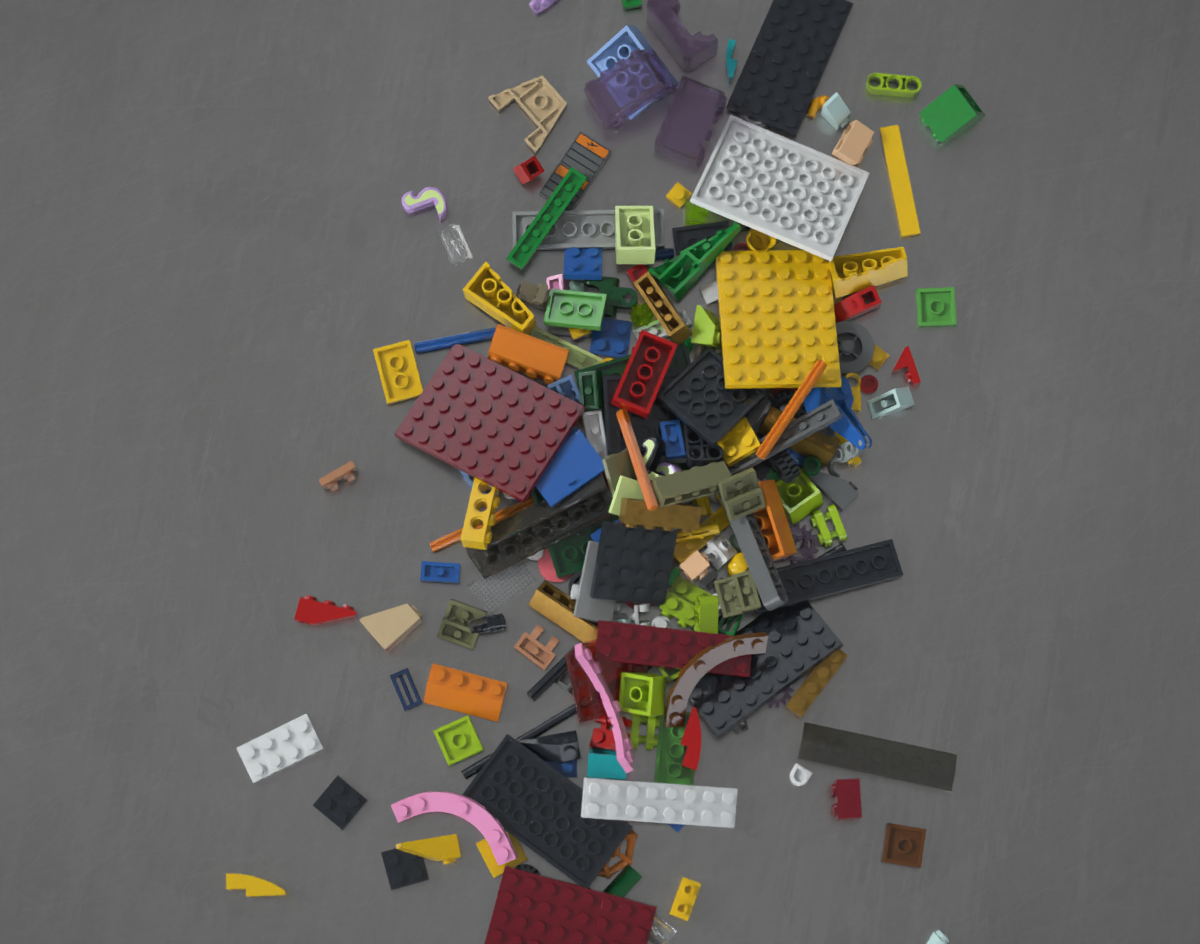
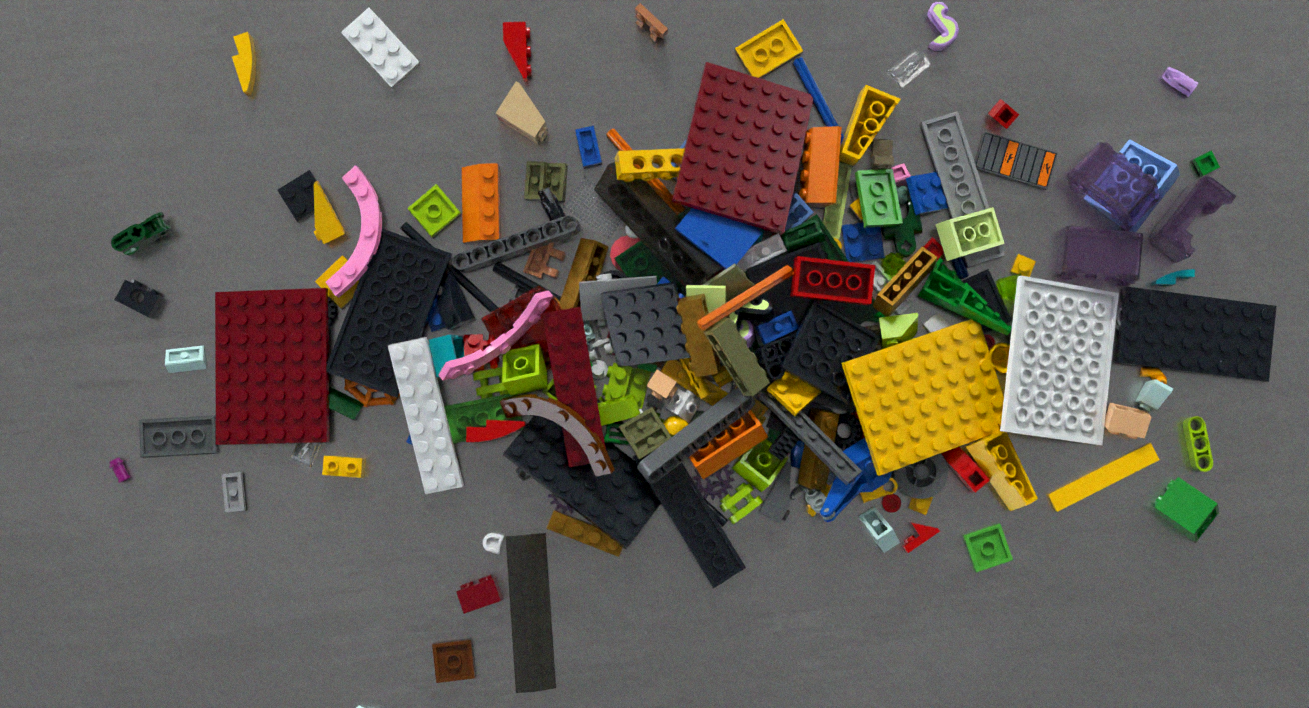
camera: 75 degrees right, 5 degrees up
(340, 802) = (345, 118): black plate -> none
(412, 704) = (481, 138): dark blue tile -> none
(513, 677) = (508, 241): none -> dark grey beam
(539, 102) = (1074, 104): tan wing -> none
(546, 218) = (960, 145): green plate -> none
(741, 494) = (741, 408): olive slope -> none
(791, 409) = (839, 433): orange axle -> none
(811, 466) = (793, 469): dark green tile -> none

